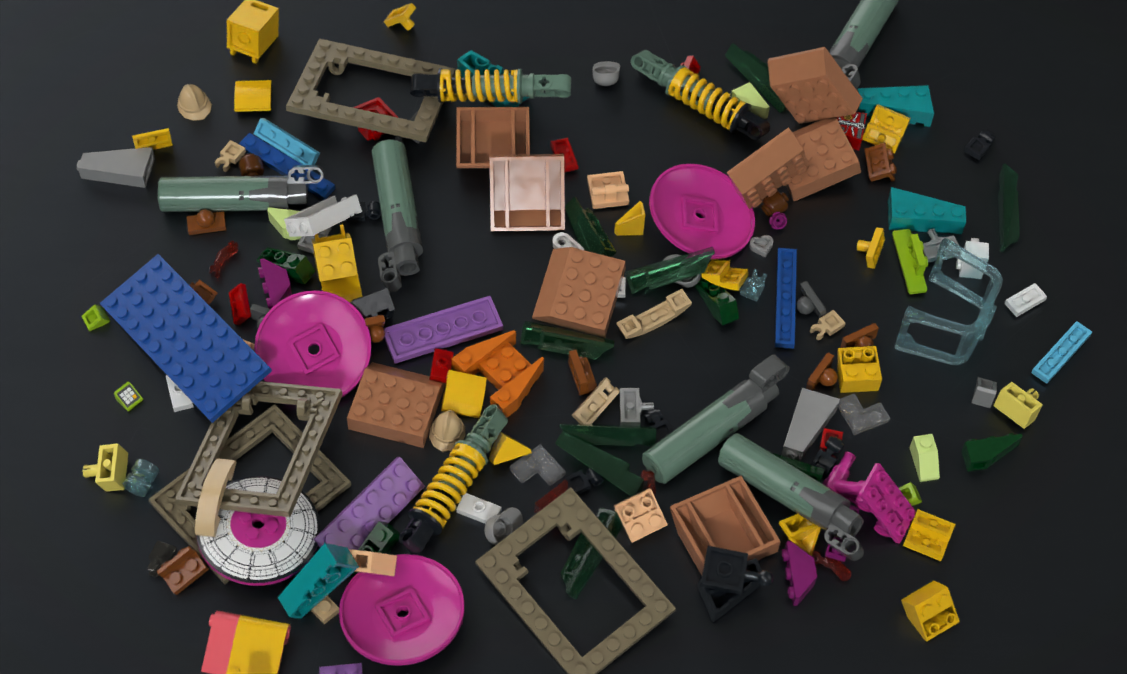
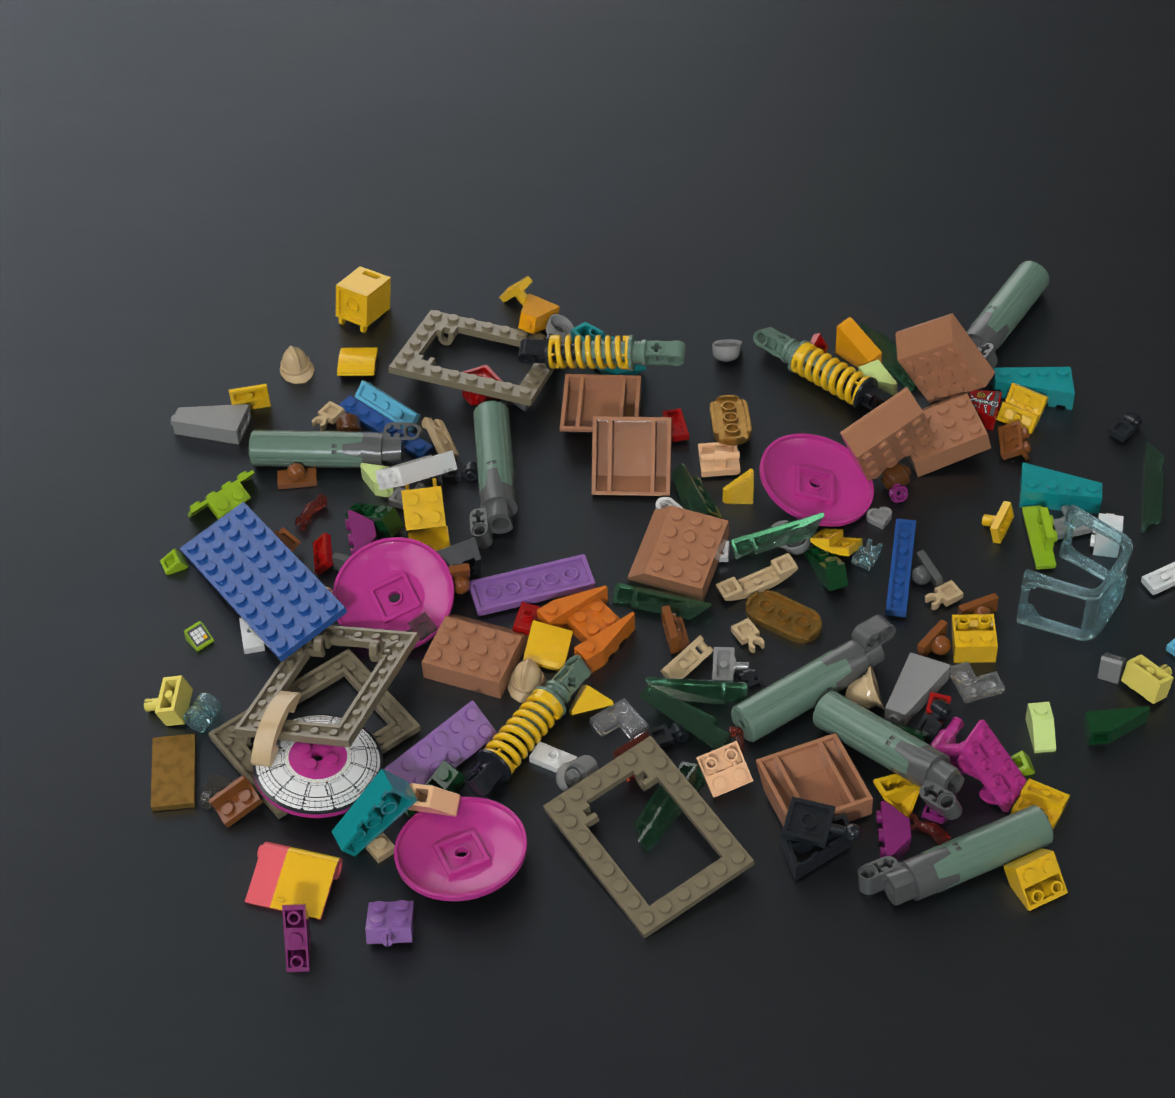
camera: 10 degrees right, 10 degrees down
(118, 540) = (173, 772): none -> pearl gold tile
(140, 249) = (226, 499): none -> lime bracket
(341, 176) = (439, 436): none -> tan plate
(343, 380) = (422, 625): none -> clear smoke plate
(423, 41) = (536, 314): none -> light orange slope
(445, 56) = (559, 325): none -> light grey cap
(615, 149) = (730, 420): none -> pearl gold tile
(649, 371) = (747, 633): none -> tan plate
(681, 352) = (783, 616): none -> pearl gold tile
(727, 67) = (855, 345): none -> light orange slope
(762, 429) = (865, 691): none -> tan piece
(861, 595) = (958, 858): none -> piece

